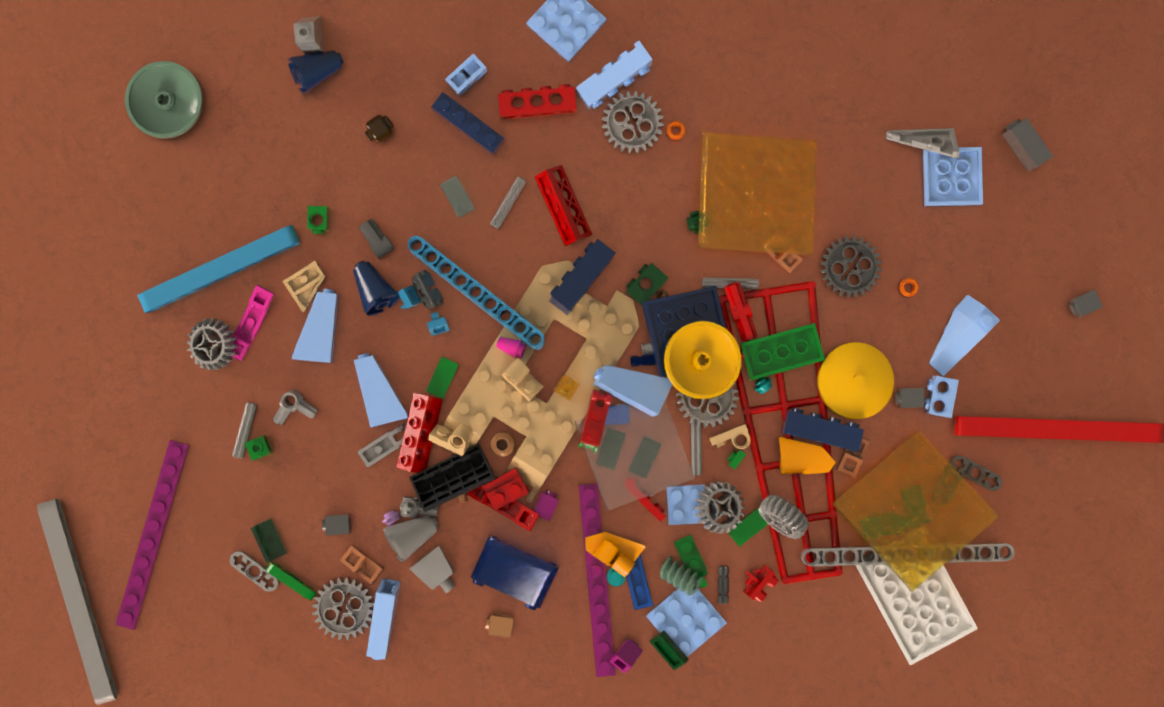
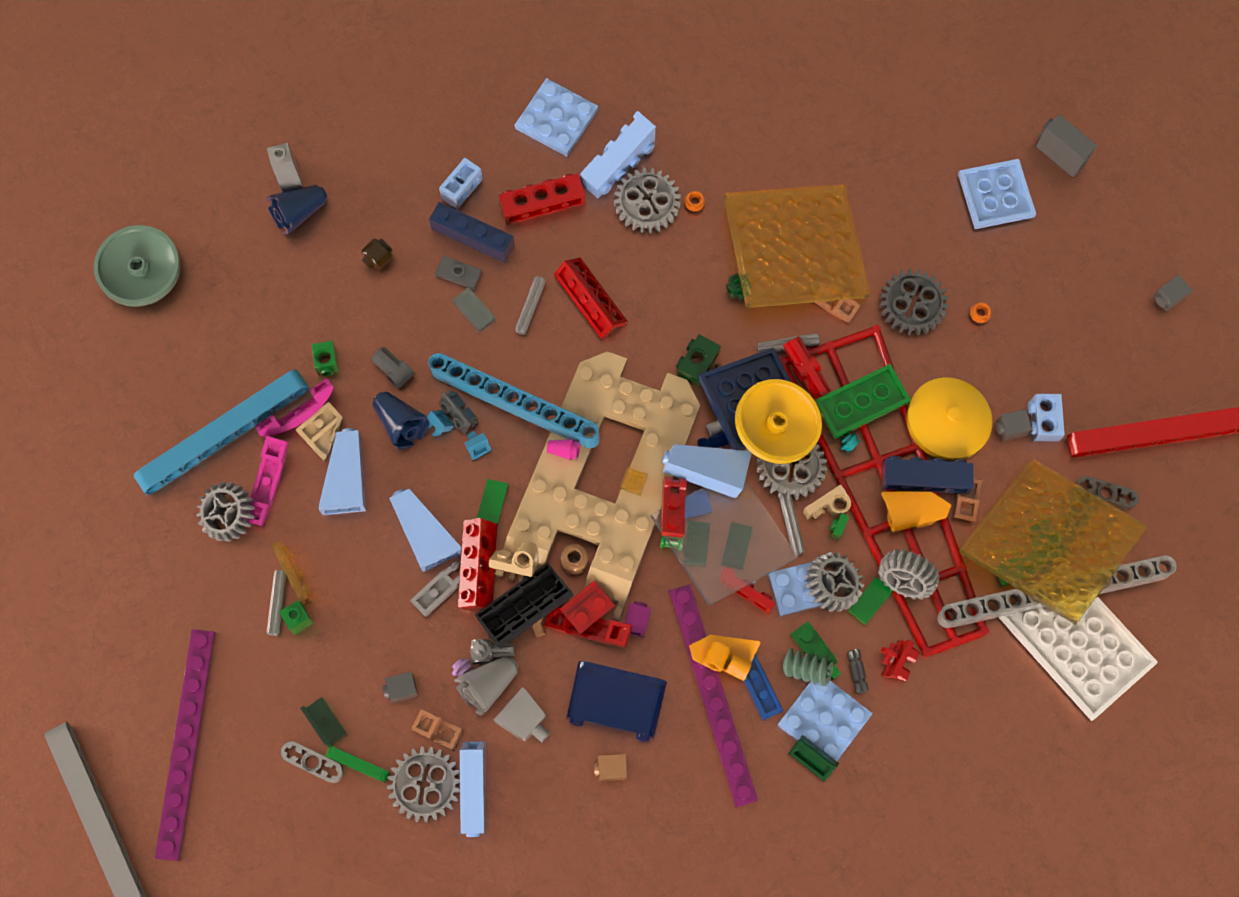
camera: 15 degrees left, 15 degrees down
(261, 407) = (293, 572): none -> clear yellow plate
(262, 273) = (272, 426): none -> dark pink slope
(286, 407) = (335, 561): light grey axle -> none
(449, 158) = (458, 272): none -> dark grey plate
(518, 376) = (577, 478): tan plate -> none
(582, 276) = (626, 363): dark blue brick -> none
(615, 578) = (733, 686): teal plate -> none
(626, 655) = (765, 773): magenta brick -> none
(935, 140) = (969, 160): light grey wing -> none
(964, 330) = (1051, 345): light blue wedge -> none

